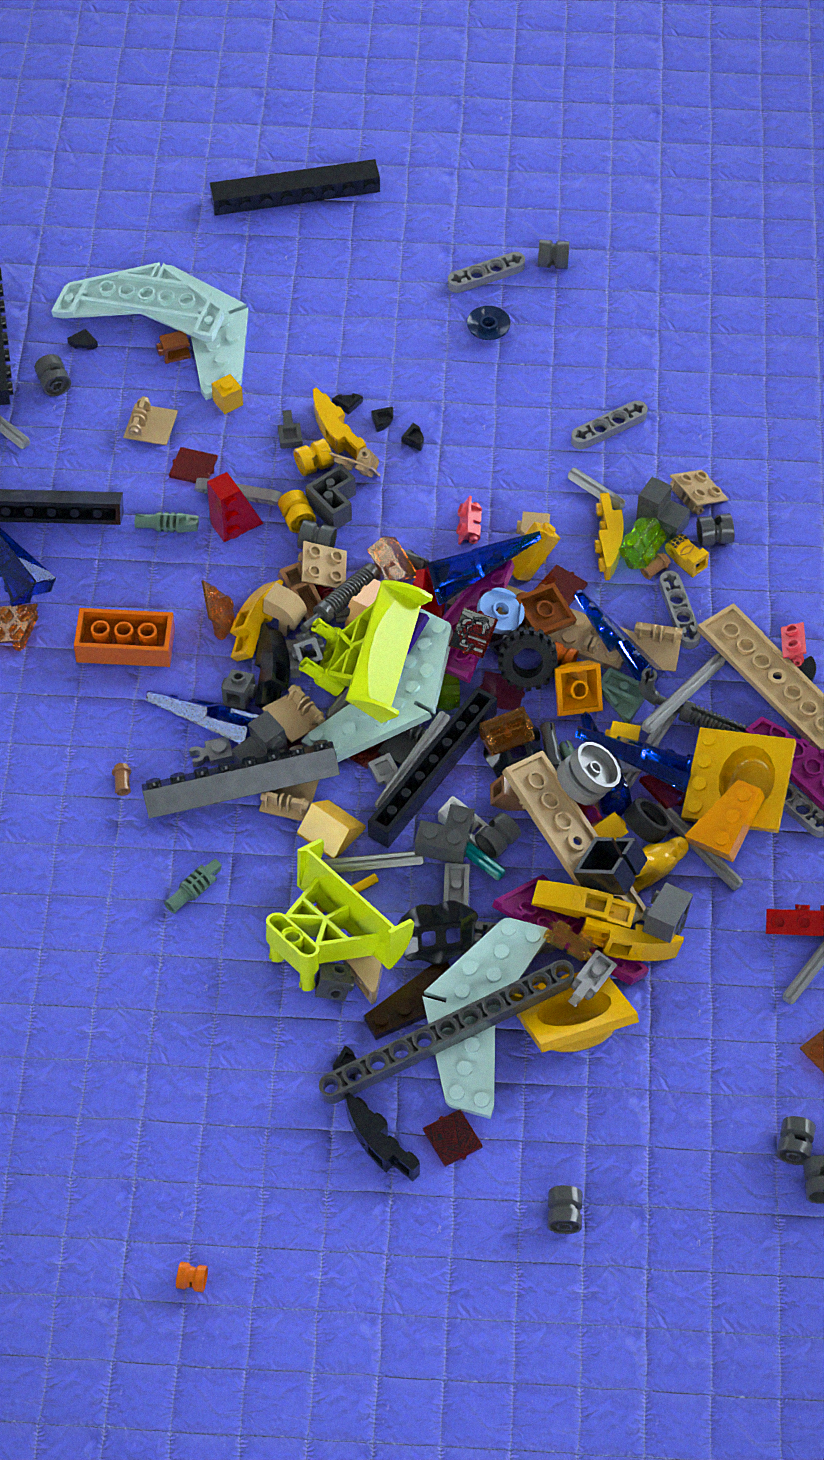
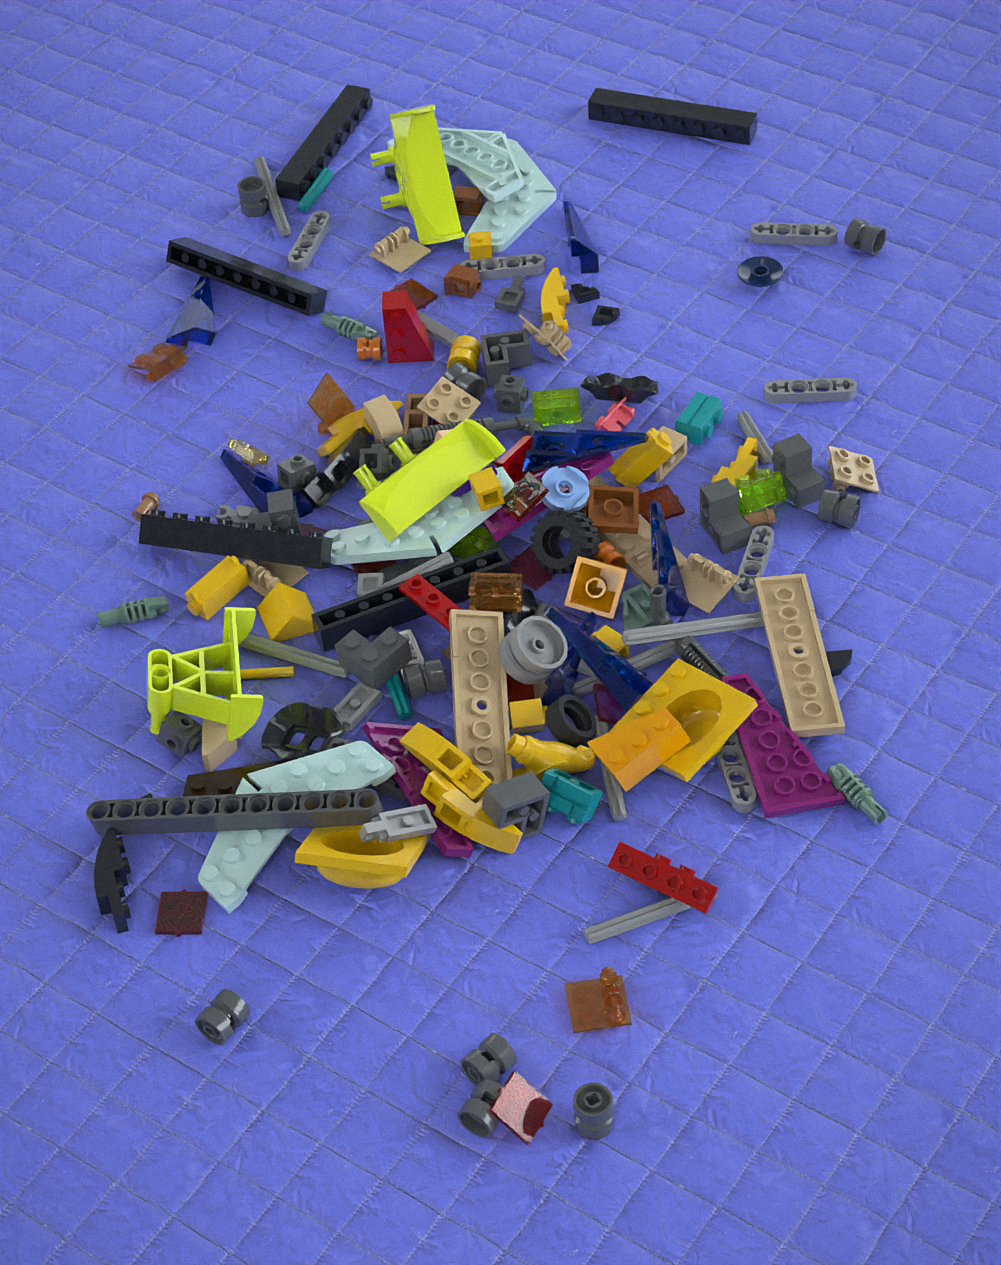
camera: 35 degrees right, 10 degrees down
(19, 387) = (315, 190): none -> teal axle
(52, 375) = (346, 188): dark grey wheel -> none
(55, 443) = (314, 241): none -> light grey beam
(124, 637) = (236, 398): orange brick -> none
(136, 343) = (421, 175): none -> neon yellow piece
(176, 686) = (250, 454): none -> clear yellow plate
(202, 536) = (369, 348): none -> orange wheel
(236, 433) = (462, 281): none -> dark orange window
(254, 830) = (217, 588): none -> yellow brick
(257, 406) = (526, 266): none -> light grey beam
(295, 713) = (329, 511): tan hinge -> none
(313, 457) = (504, 315): yellow wheel -> none
(324, 362) = (579, 241): none -> clear blue wedge
(365, 530) = (511, 394): none -> dark grey brick
(391, 559) = (512, 421): clear orange hinge -> none
(413, 437) = (620, 339): black tile -> none
(413, 527) = (556, 406): none -> clear neon green brick
(437, 639) = (486, 489): none -> yellow brick
(456, 486) = (615, 388): none -> black piece
(467, 765) = (428, 599): none -> red bracket
(540, 489) = (699, 418): none -> teal brick
(561, 934) = (397, 775): clear yellow hinge -> none
(610, 865) = (487, 733): black piece -> none
(630, 580) = (722, 517): none -> dark grey brick
(687, 555) = (796, 517): yellow leg -> none
(701, 883) = (571, 796): none -> teal brick
(794, 642) = (838, 630): coral hinge -> none

